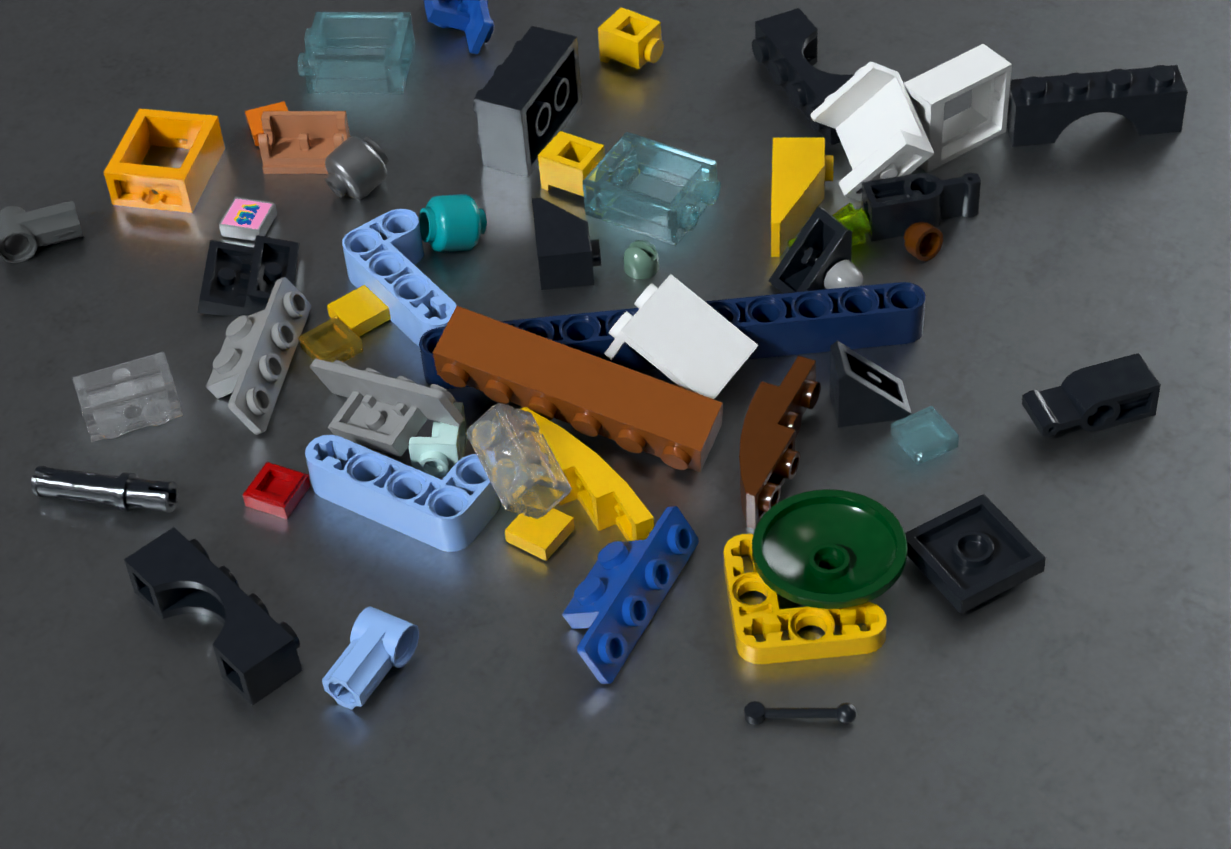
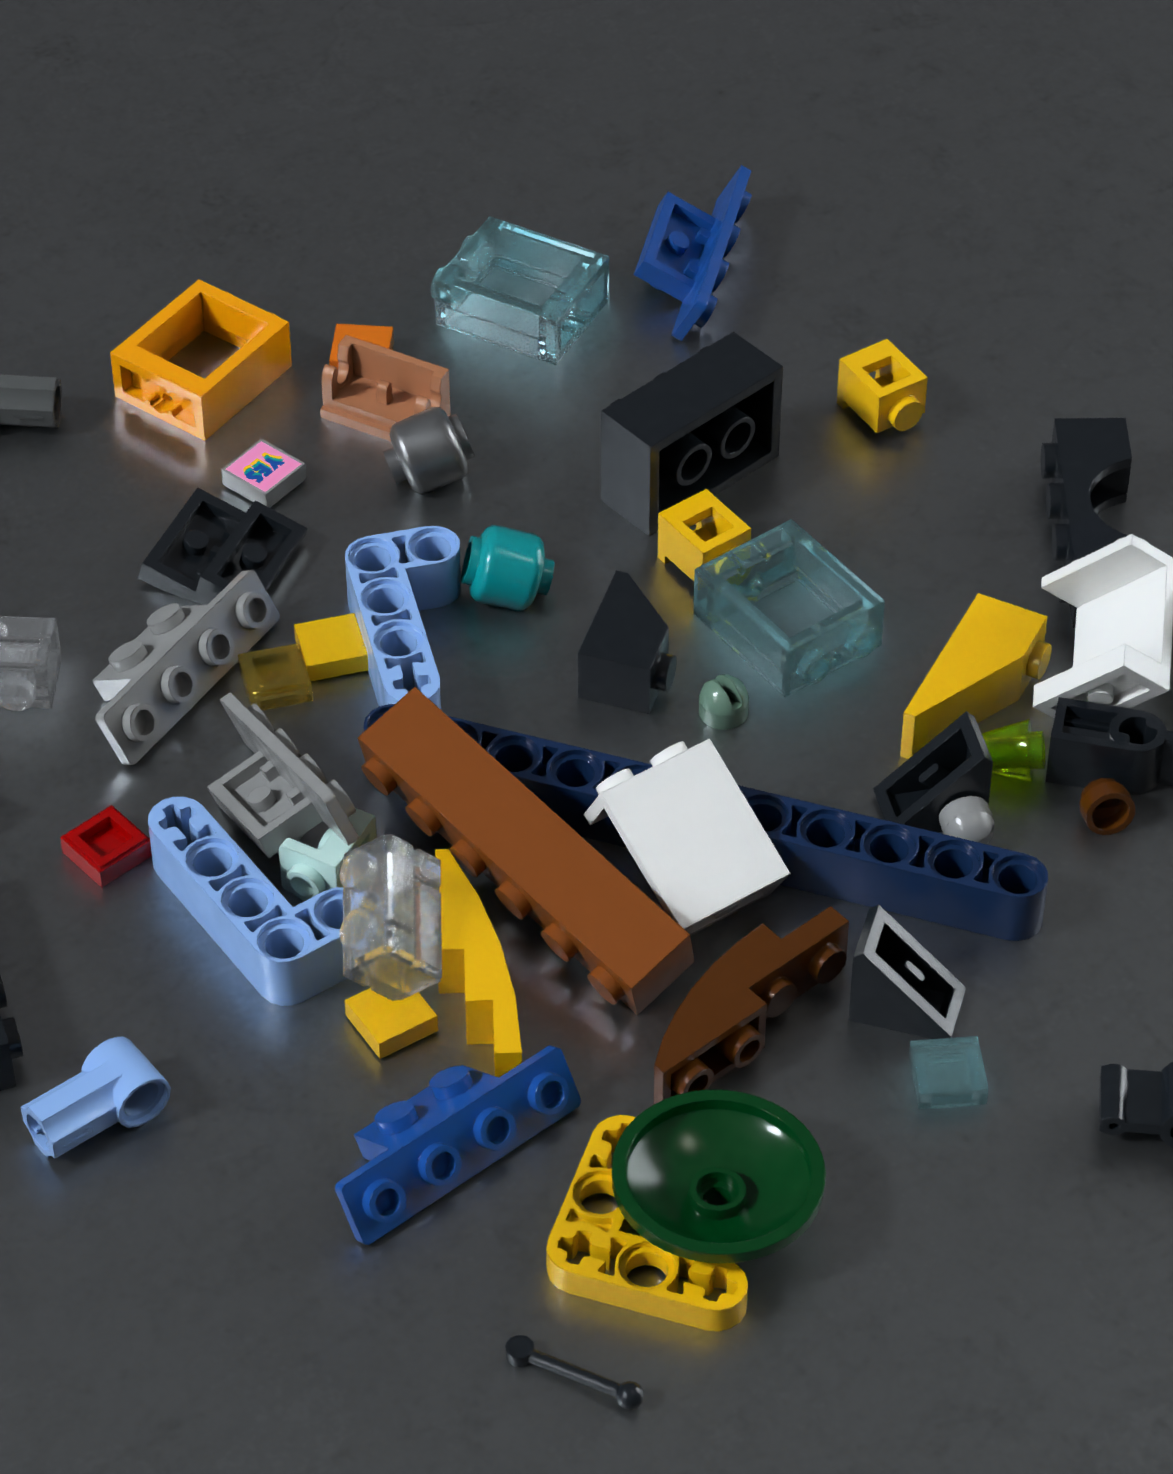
camera: 20 degrees right, 0 degrees up
(973, 553) = (909, 1252): black plate -> none

